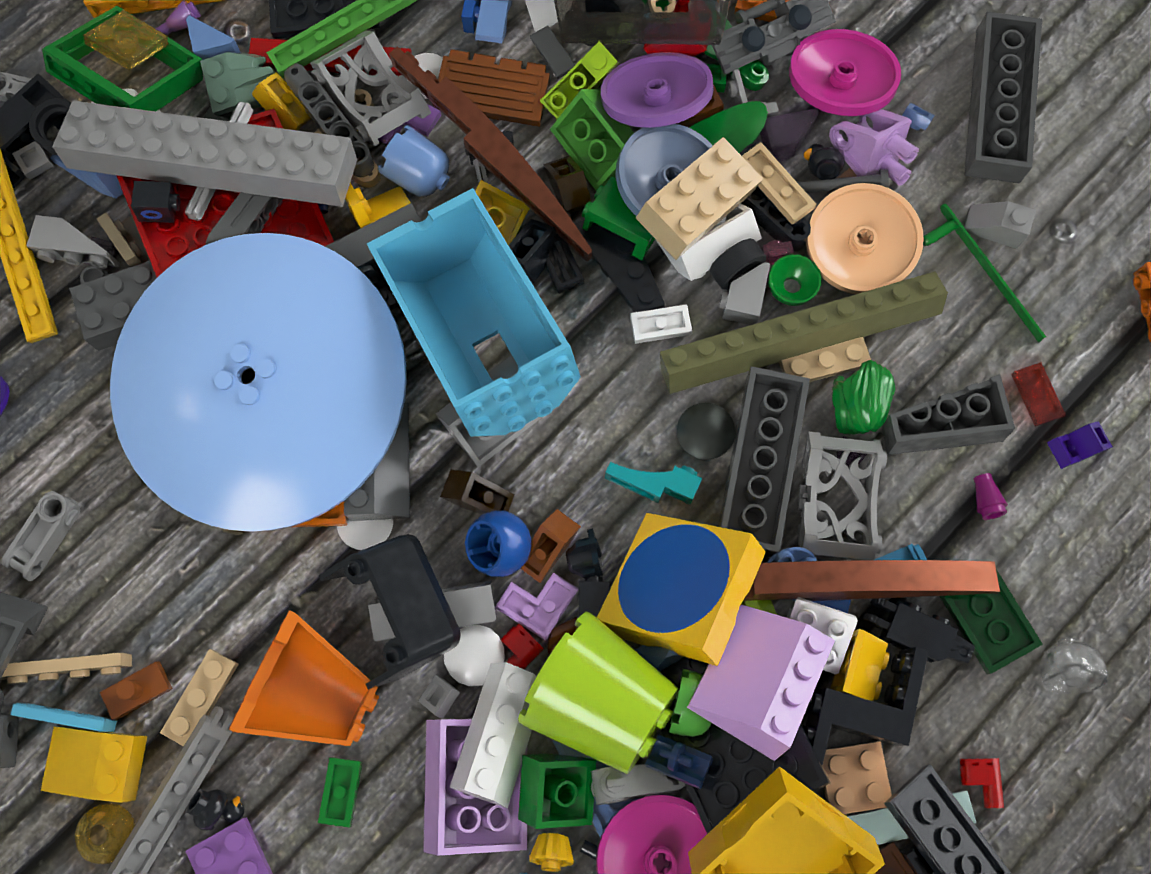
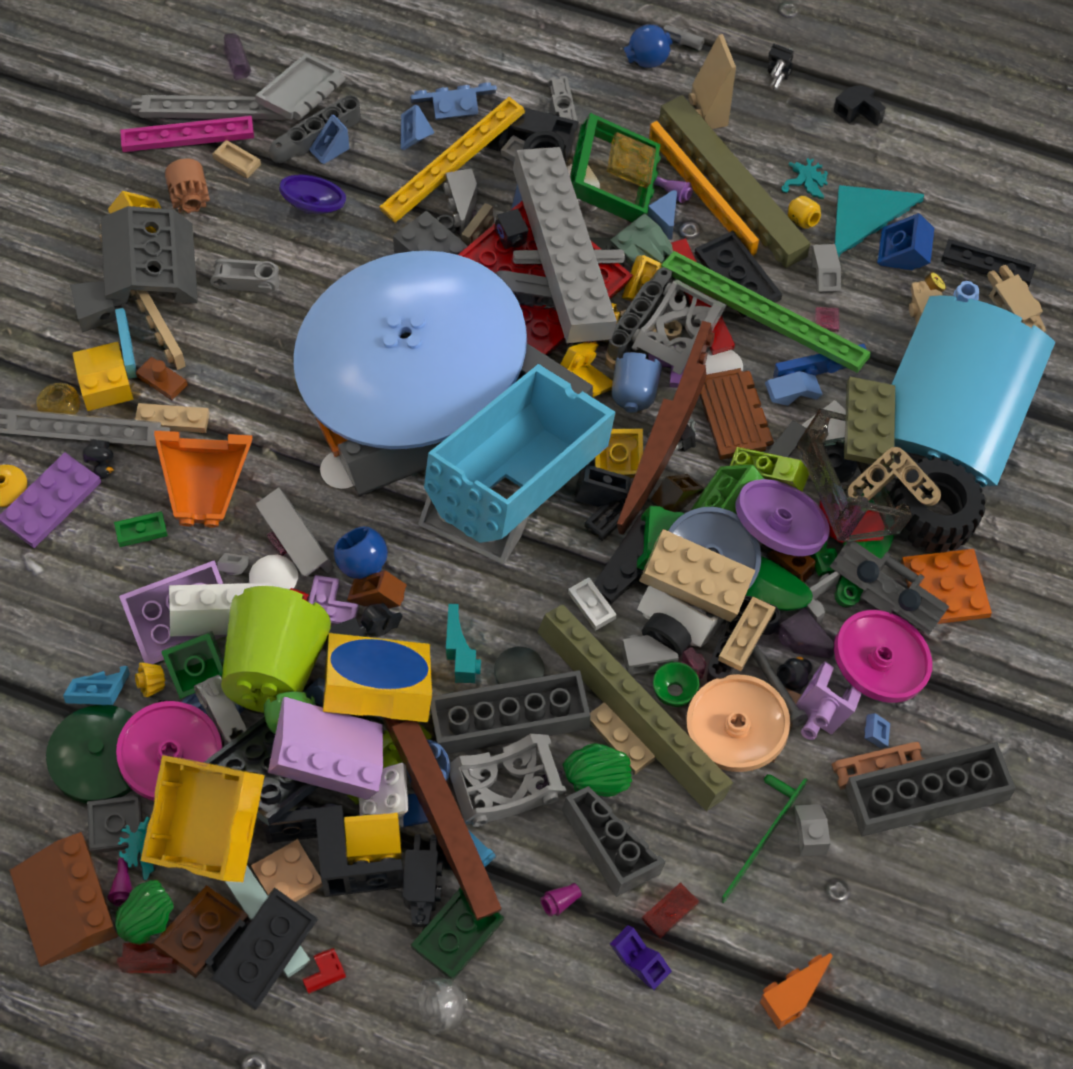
camera: 65 degrees right, 15 degrees down
(410, 601) = (287, 508): black windscreen -> none
(475, 493) = (394, 529): dark brown slope -> none
(679, 761) = (244, 724): dark blue hips -> none
(953, 132) = (876, 761): none -> nougat plate

